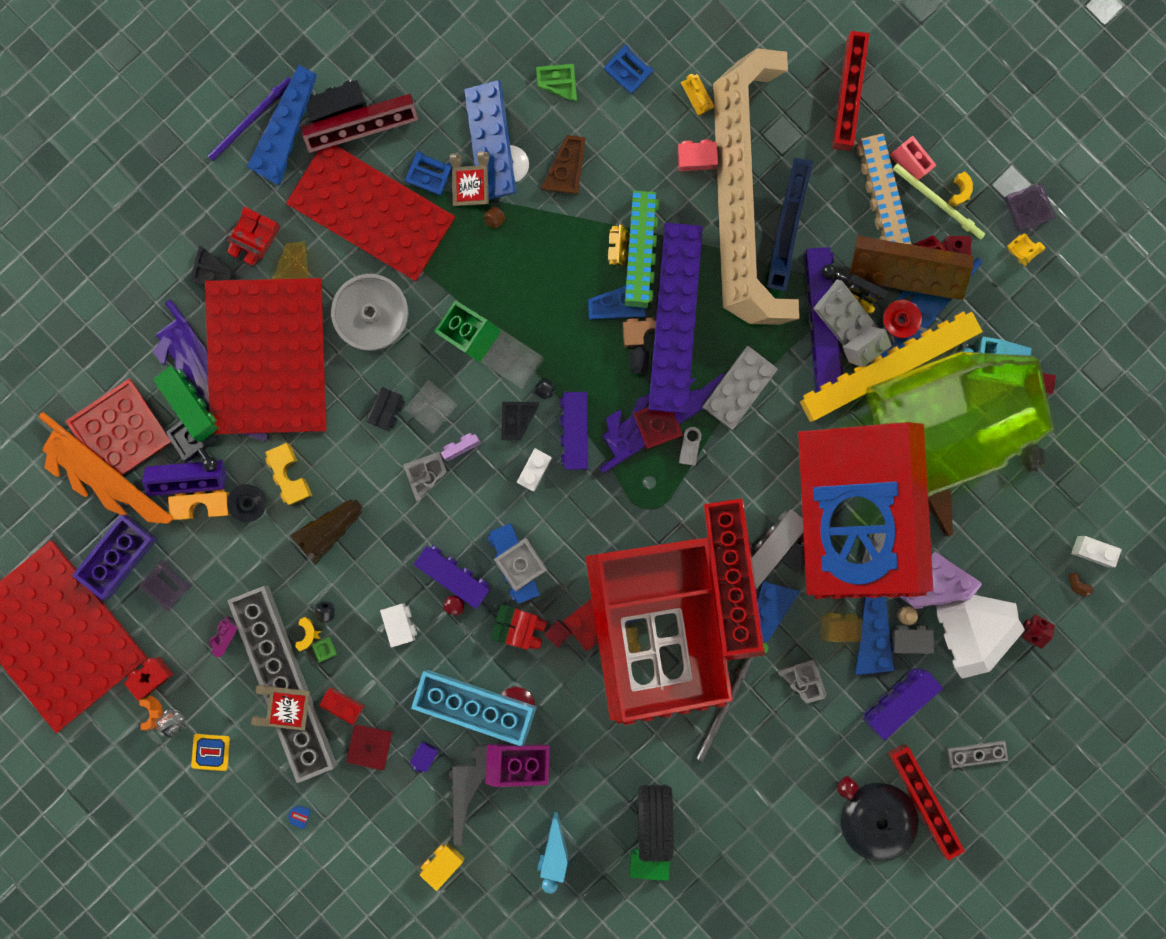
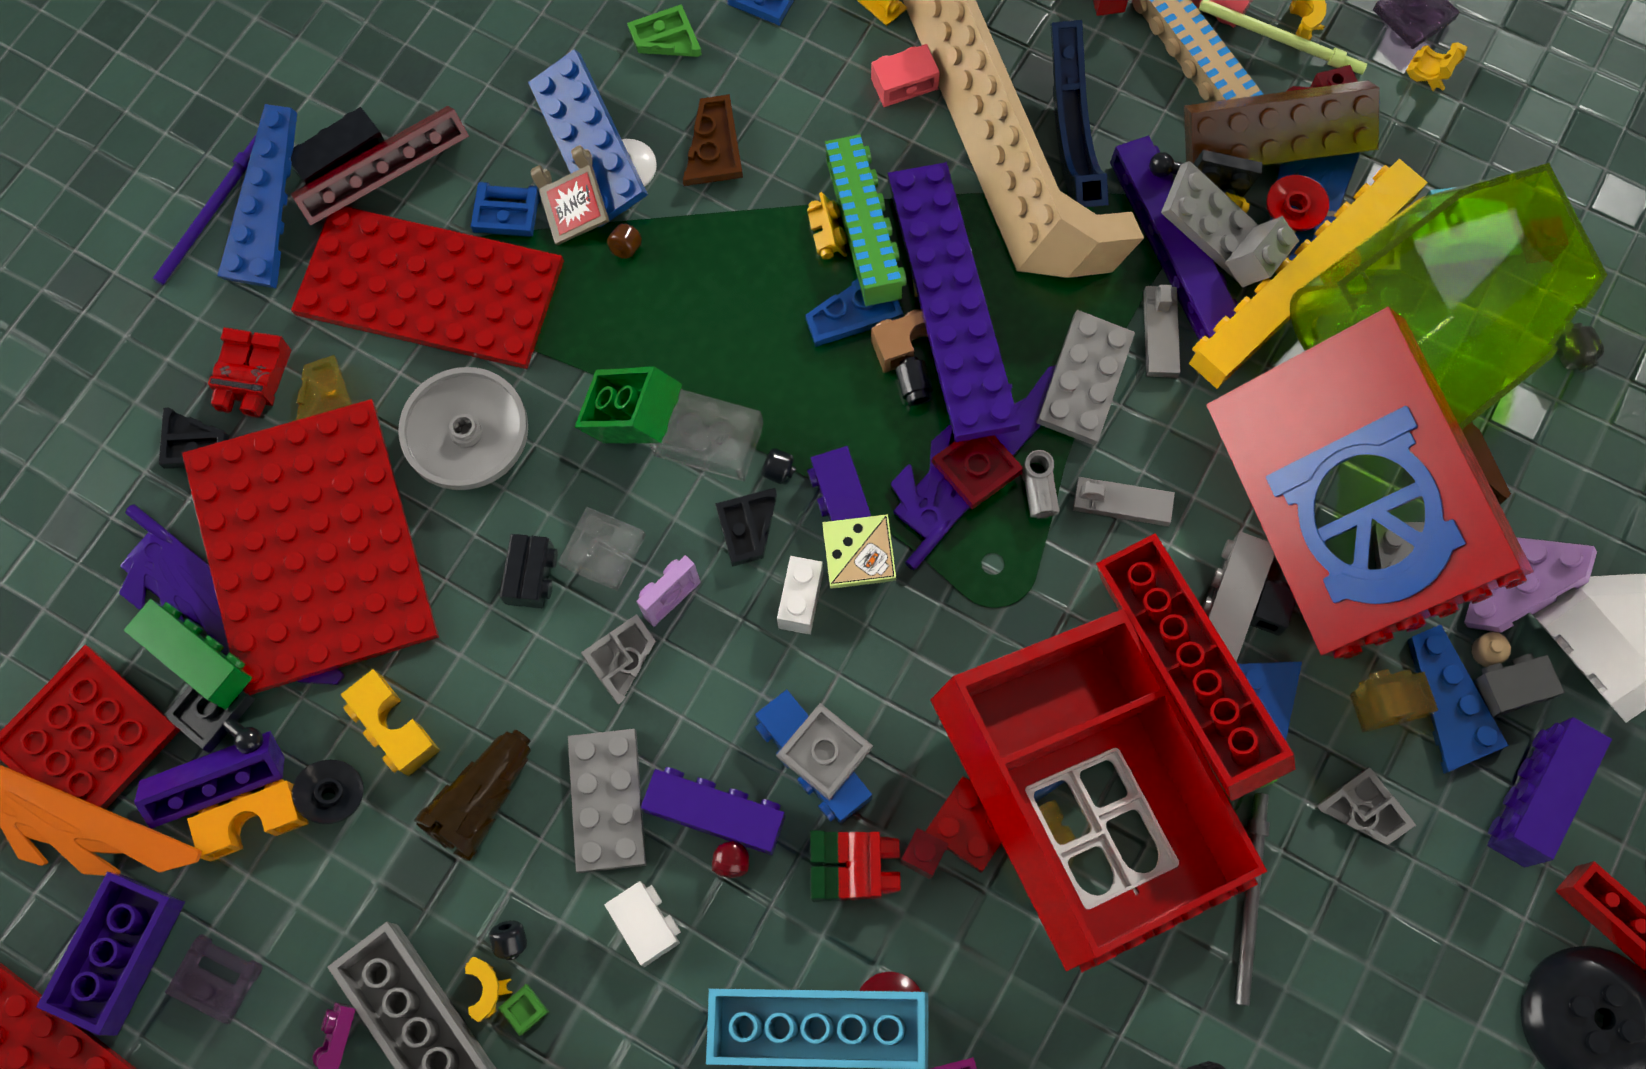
camera: 15 degrees left, 15 degrees down
(396, 552) = (606, 801): none -> light grey plate
(573, 457) = (859, 551): none -> tile
(735, 468) = (1123, 501): none -> light grey hinge
(794, 372) = (1161, 331): none -> light grey hinge
(847, 787) = (1516, 973): dark red piece -> none

